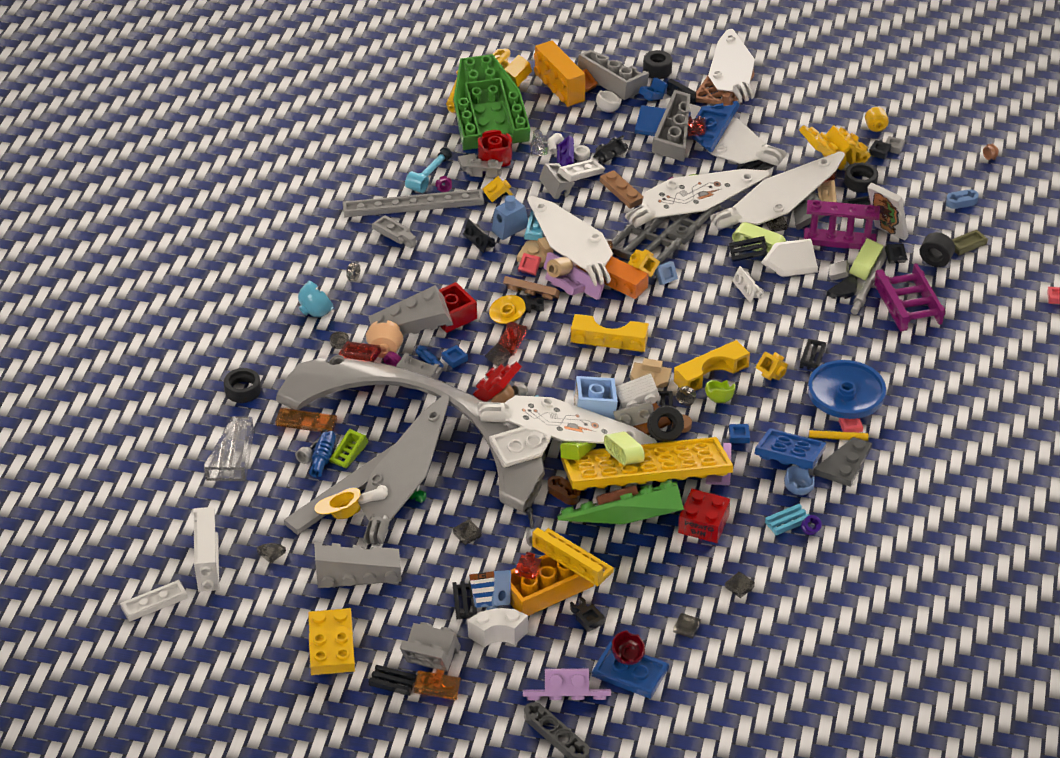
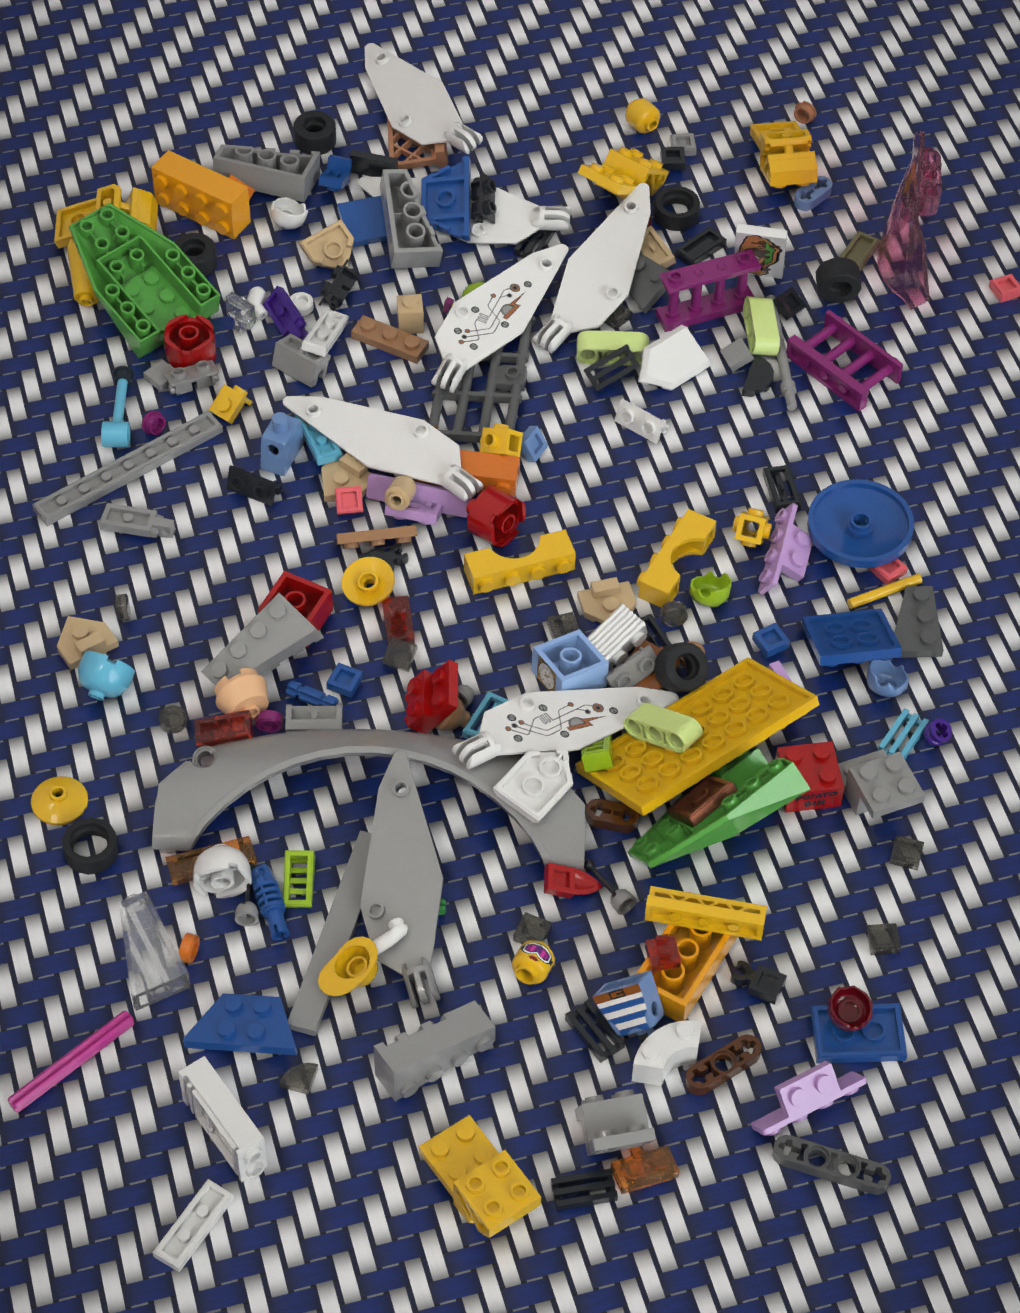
camera: 30 degrees left, 10 degrees up
(149, 489) = (70, 1061): none -> dark pink axle
(245, 357) = (60, 809): none -> yellow dish
(257, 458) = (189, 947): none -> orange tile
(258, 510) = (243, 1025): none -> blue wing
(302, 424) = (222, 872): none -> white cylinder
(323, 279) = (82, 636): none -> tan plate
(452, 546) = (533, 962): none -> yellow head
(508, 513) = (568, 881): none -> red plate
(515, 657) = (717, 1077): none -> reddish brown beam
(536, 105) = (200, 251): none -> black tyre
(610, 301) = (495, 516): none -> red brick
(613, 374) = (561, 624): none -> clear smoke tile
(620, 125) = (329, 246): none -> tan plate
(642, 177) = (410, 313): none -> tan brick
(696, 126) = (435, 210): clear red tile -> none
(734, 130) = (484, 191): none -> black hinge
(746, 535) = (880, 783): none -> light grey bracket
(789, 391) = (787, 551): none -> lavender bracket
(954, 169) = (785, 153): none -> yellow piece
(1010, 214) = (902, 244): none -> clear pink windscreen

